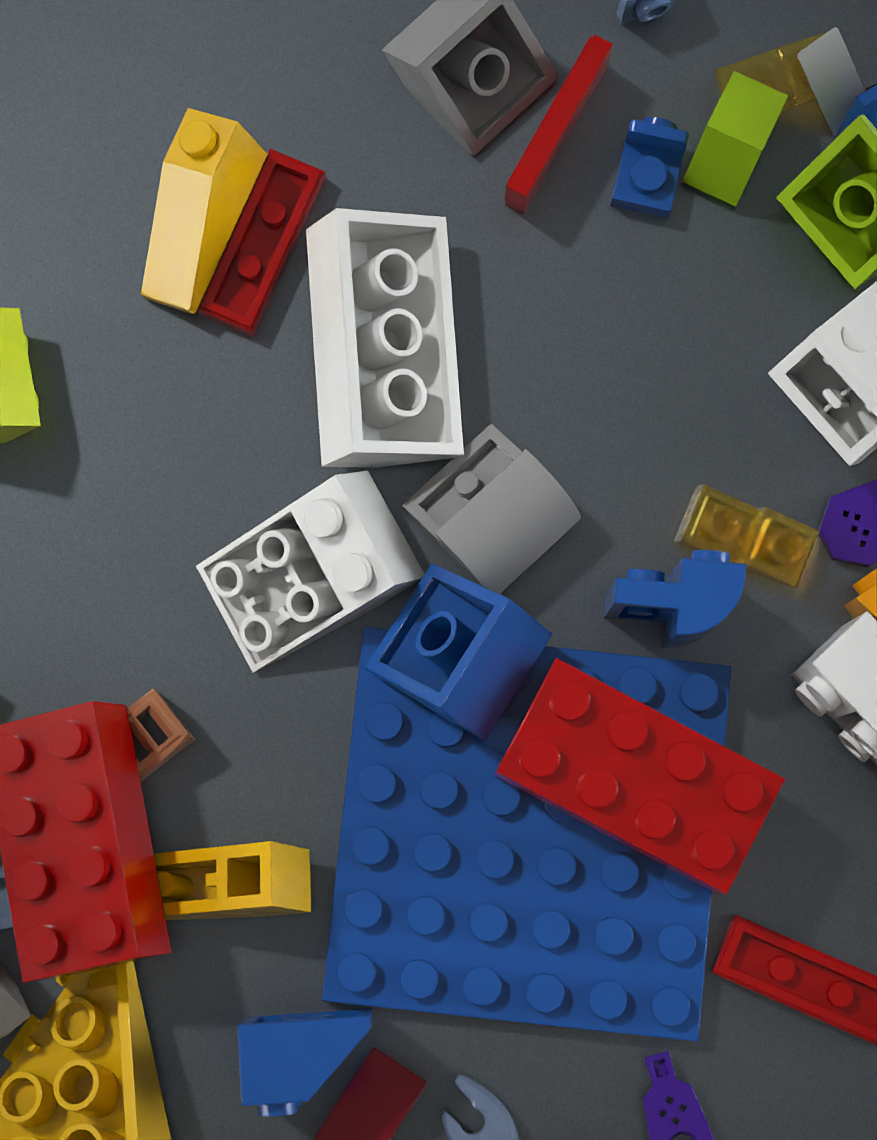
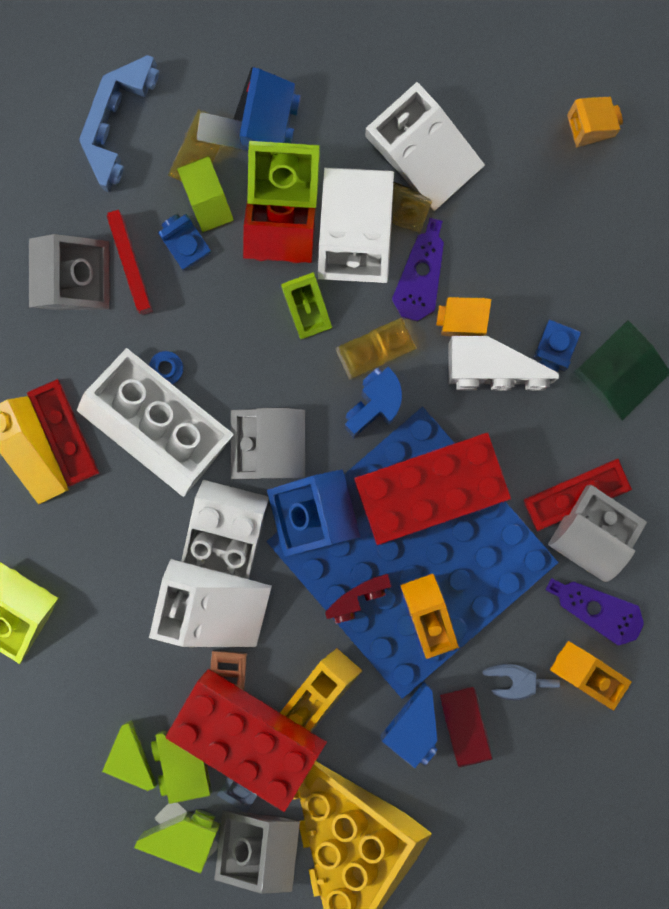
camera: 40 degrees left, 5 degrees up
(204, 629) = (208, 608): none -> white slope
(382, 807) = (348, 603): none -> dark red slope
(466, 933) = (429, 616): none -> light orange slope
(480, 307) = (177, 365): none -> blue plate
(718, 393) = (306, 305): none -> lime slope
(776, 273) = (278, 233): none -> red slope
(787, 1060) = (598, 534): none -> light grey brick

